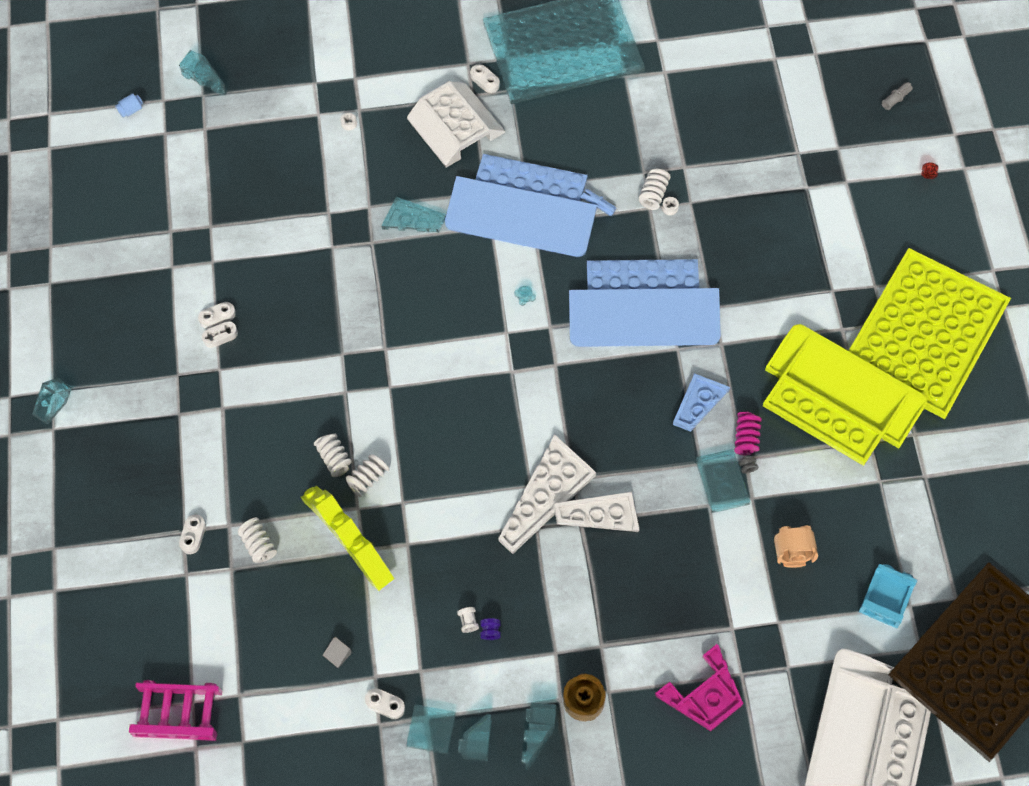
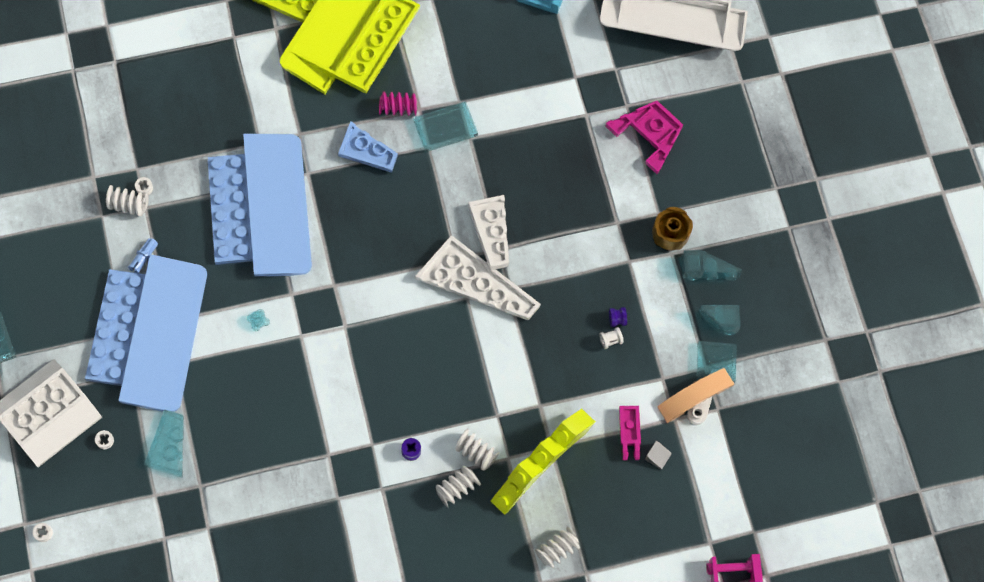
camera: 105 degrees left, 5 degrees up
(366, 626) = (630, 430): none -> dark pink hinge
(377, 422) = (411, 453): none -> dark purple wheel
(395, 700) = (695, 394): none -> light nougat slope
(427, 164) = (98, 440): none -> white bush
(748, 465) = (429, 103): dark grey bush -> none
(795, 546) = (508, 59): light nougat brick -> none

